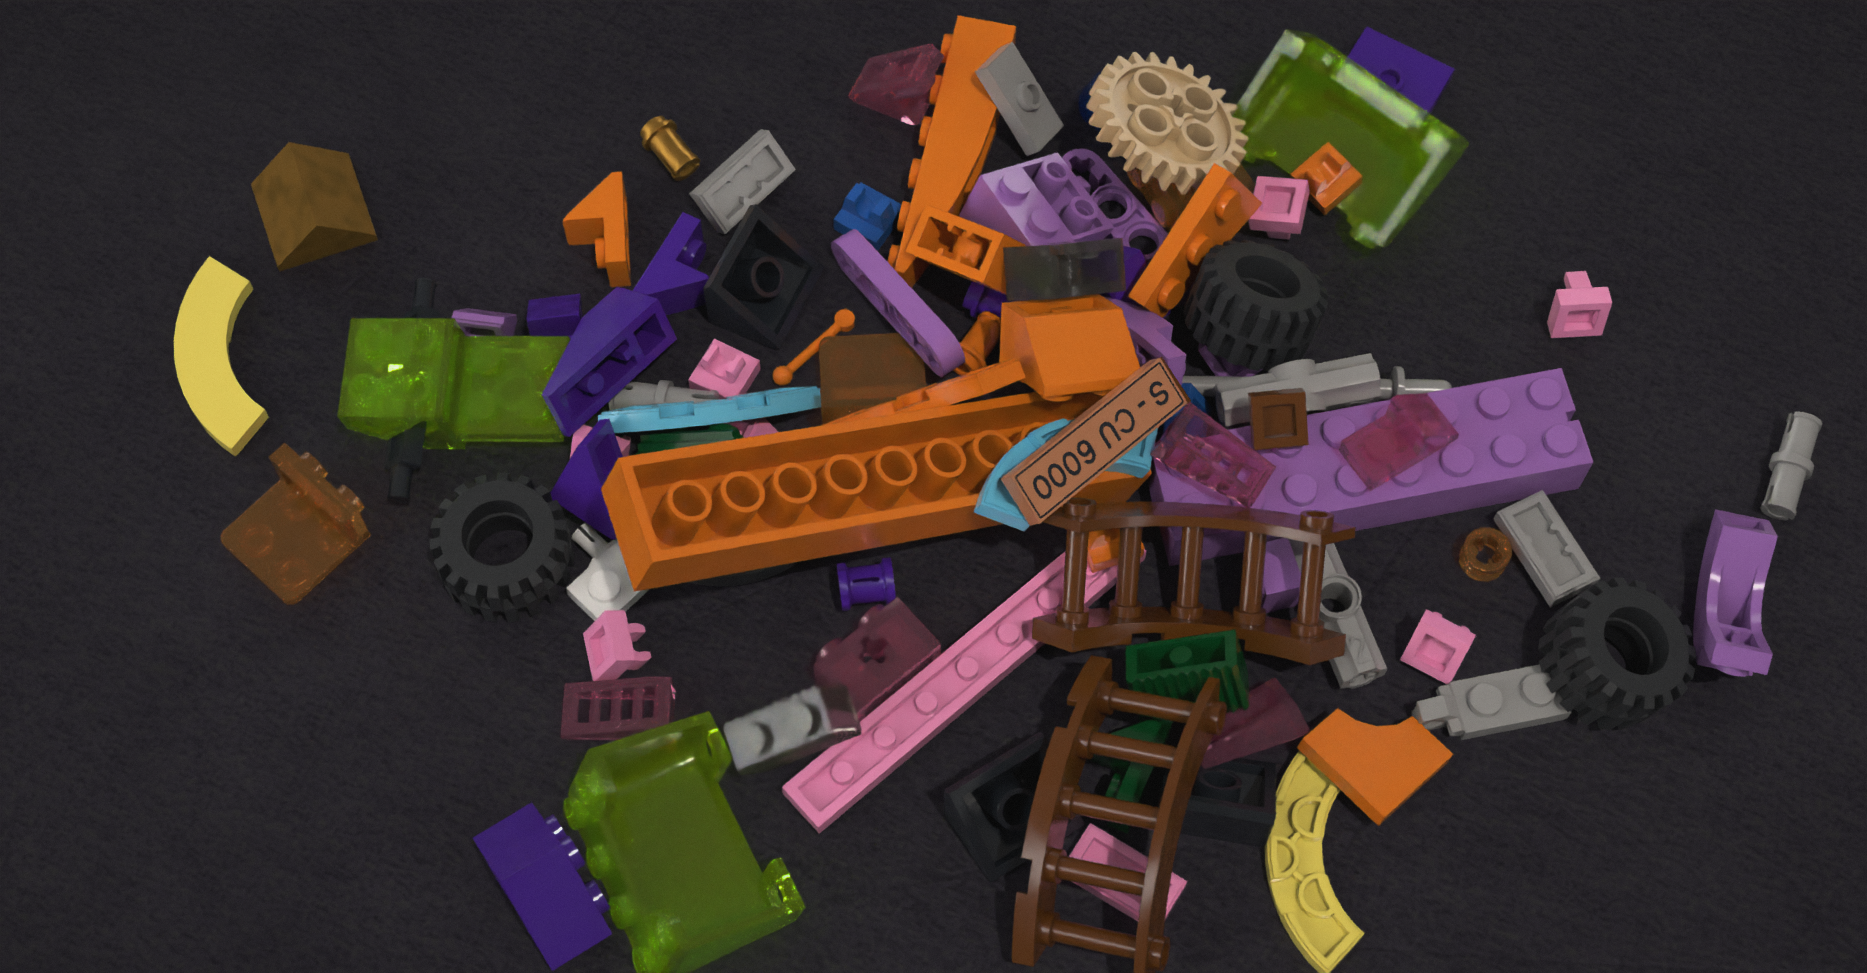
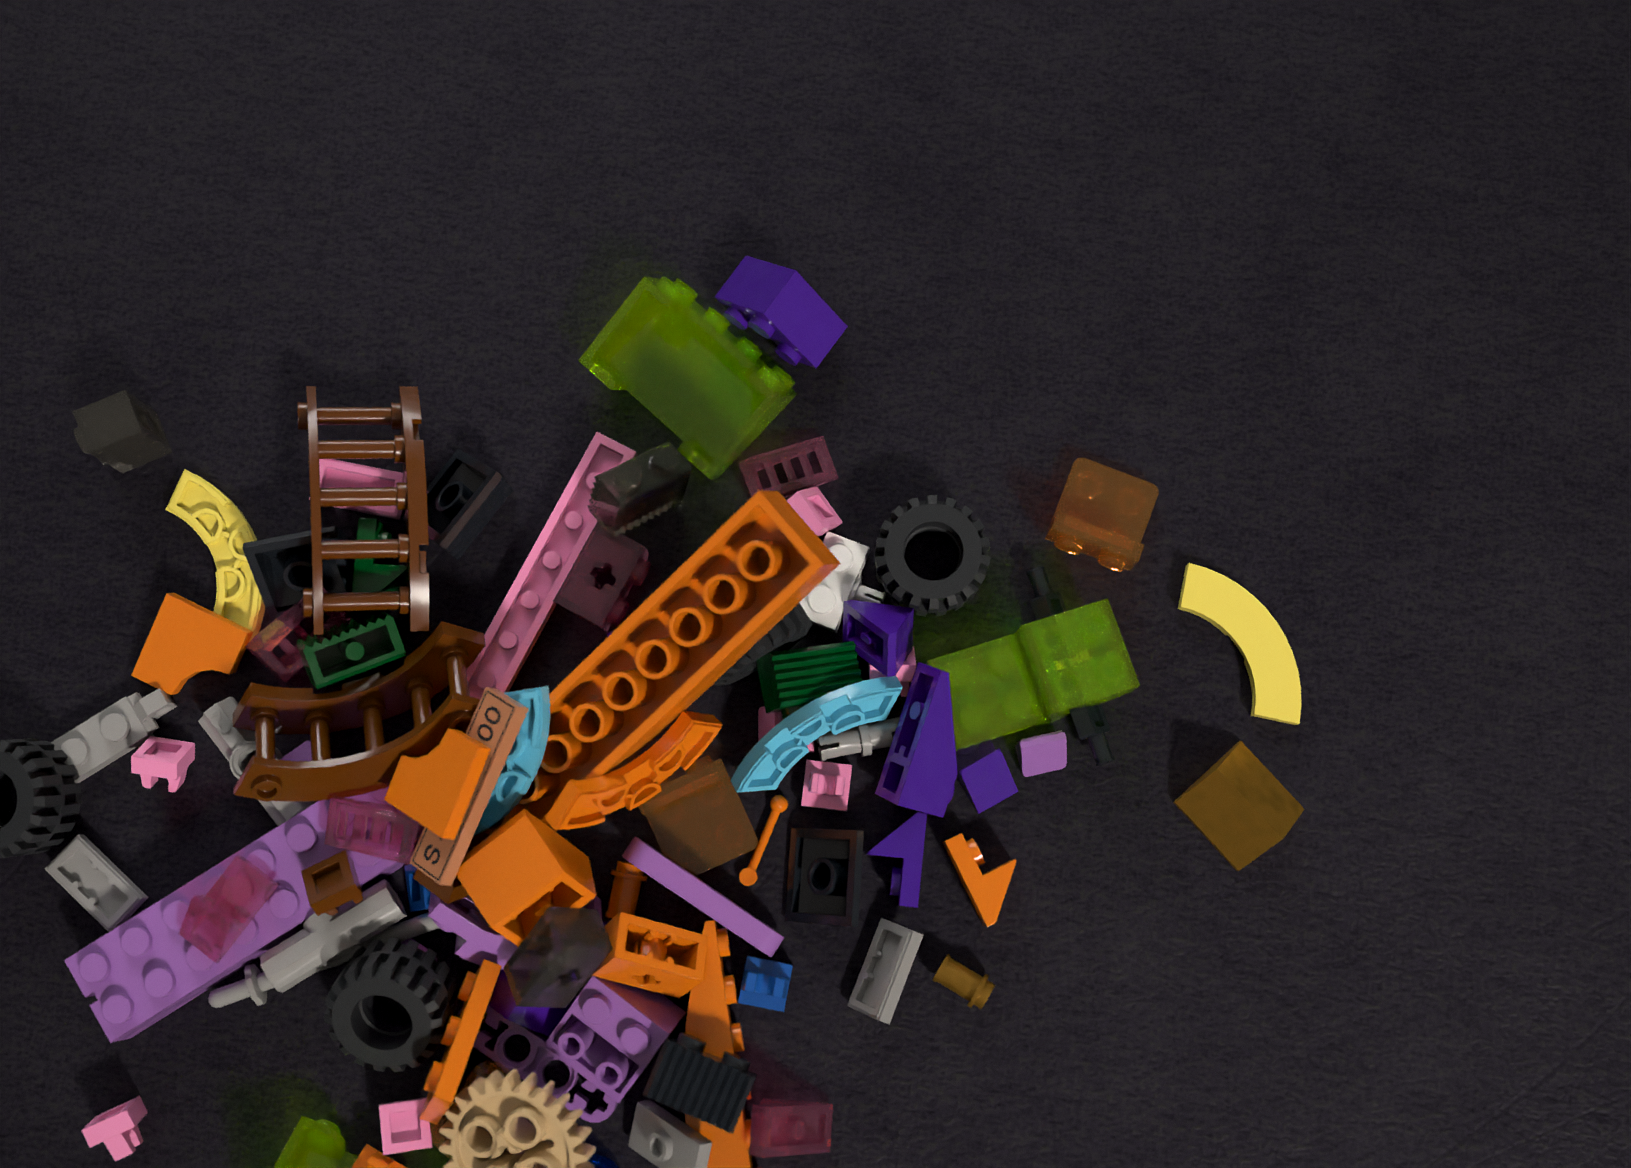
camera: 160 degrees right, 15 degrees up
(965, 123) = (701, 1082): none -> black brick
(1127, 449) = (440, 784): none -> orange tile
(1493, 539) = (135, 869): clear orange bush -> none

